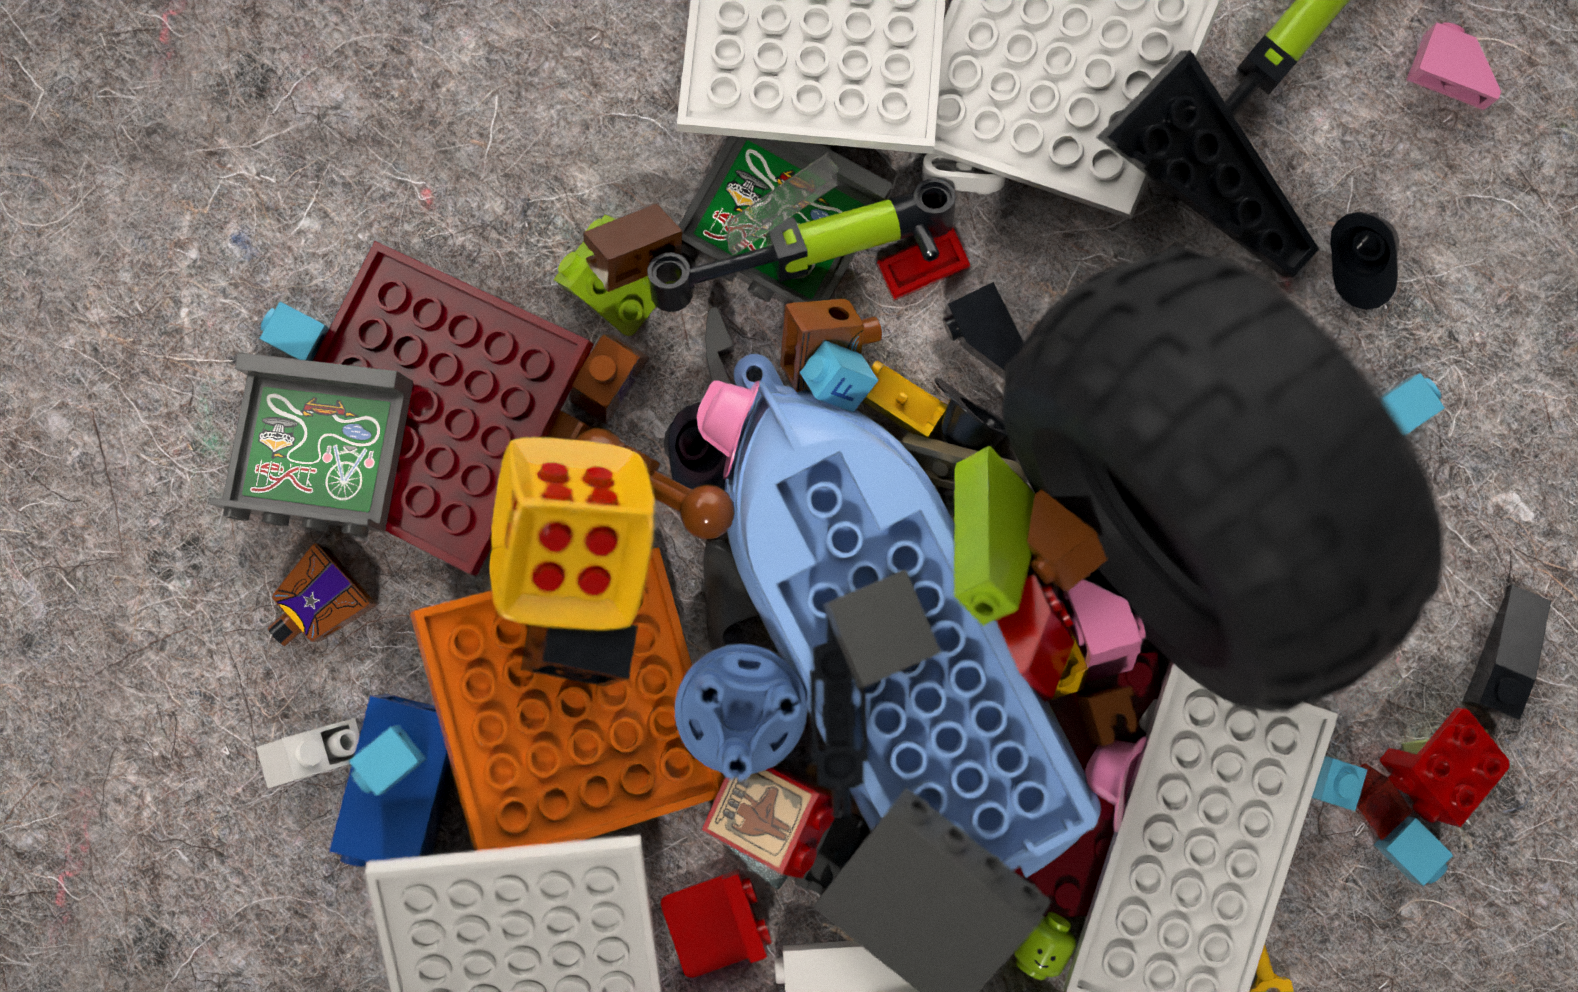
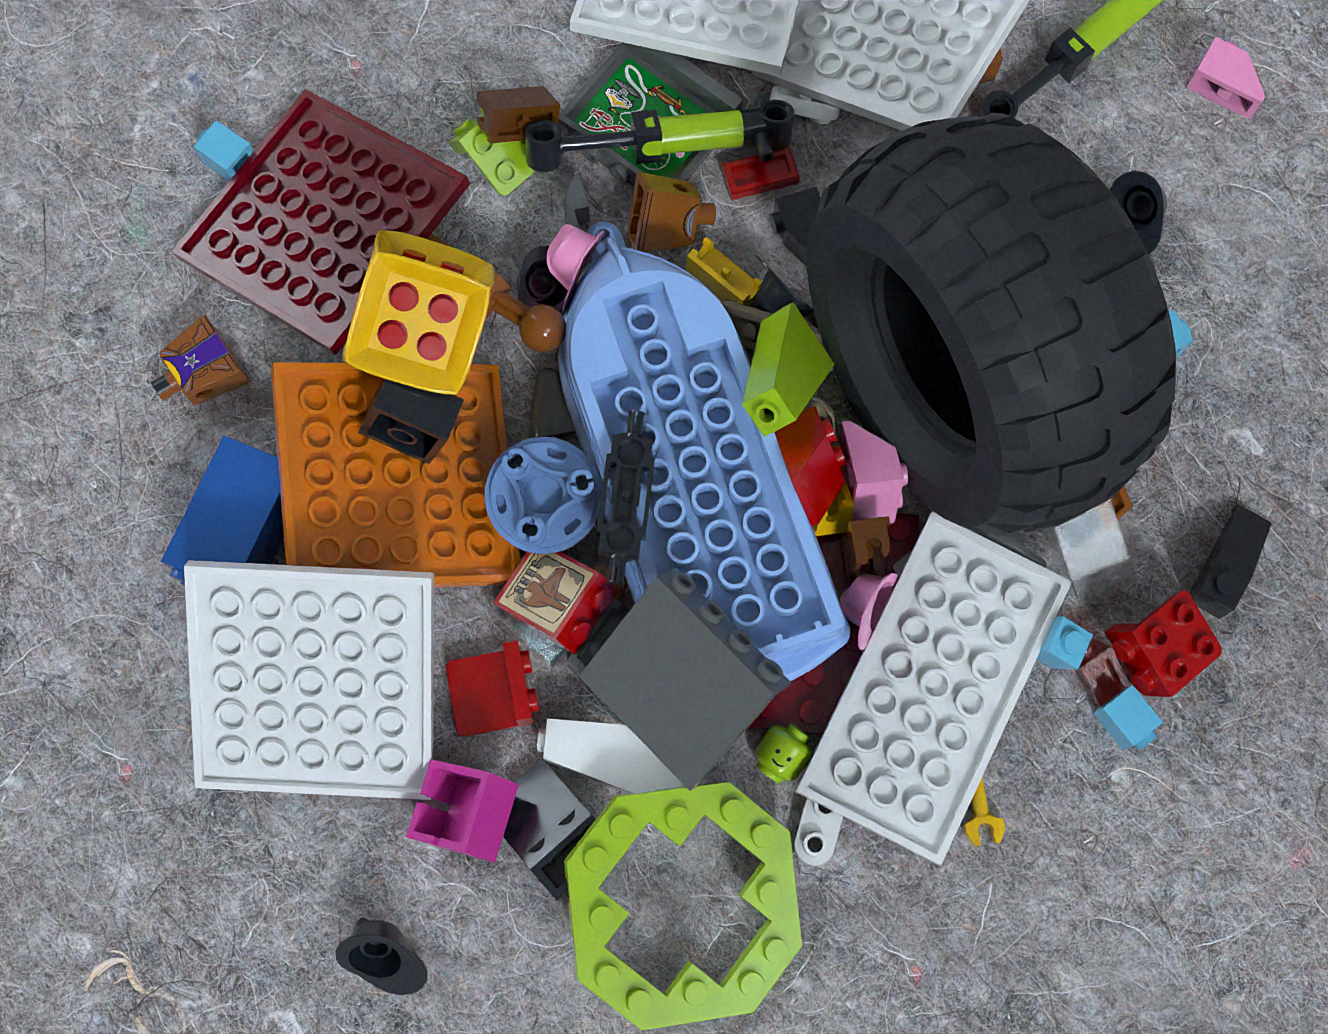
camera: 10 degrees right, 10 degrees down
(308, 753) = (157, 490): white slope -> none
(316, 444) = (223, 232): panel -> none
(385, 761) = (224, 486): medium azure brick -> none
(607, 377) = (479, 215): dark orange torso -> none
(781, 203) = (647, 97): clear piece -> none
(838, 376) = (673, 237): medium azure brick -> none
(881, 629) = (675, 426): dark grey tile -> none
(1061, 544) = (844, 386): dark orange slope -> none
(1199, 153) = (991, 73): black wing -> none

